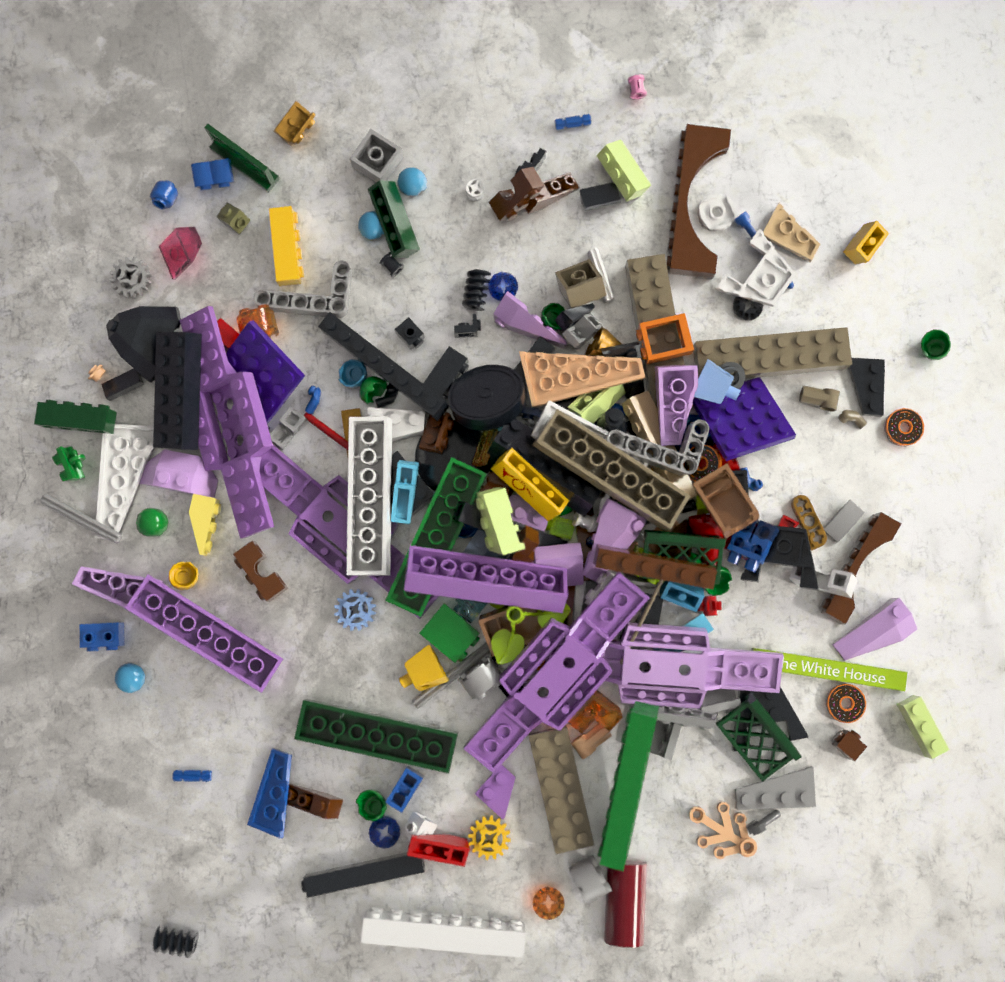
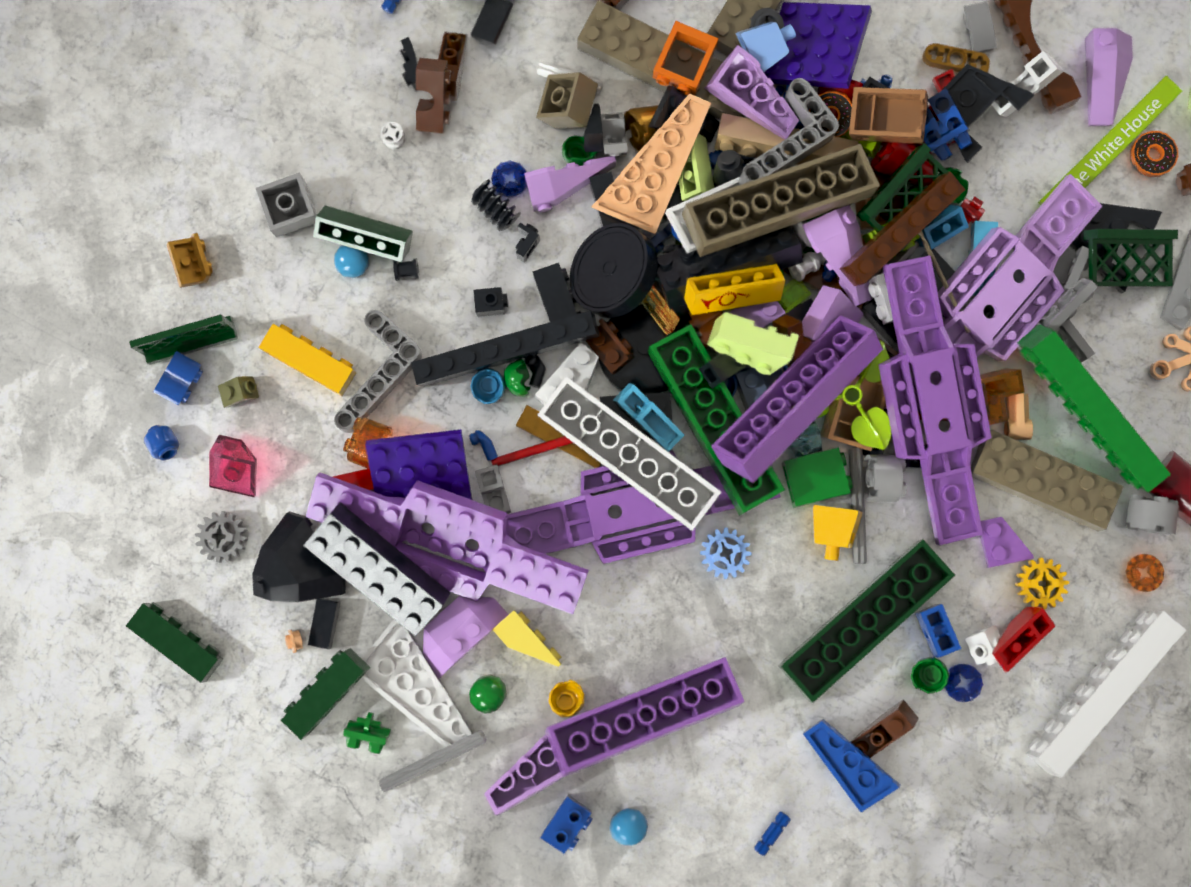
camera: 50 degrees left, 0 degrees up
(41, 299) = (175, 642): none -> dark green brick
(249, 559) = (639, 623): reddish brown arch -> none
(361, 874) = (989, 733): black brick -> none
(412, 181) = (336, 190): dark azure hair -> none

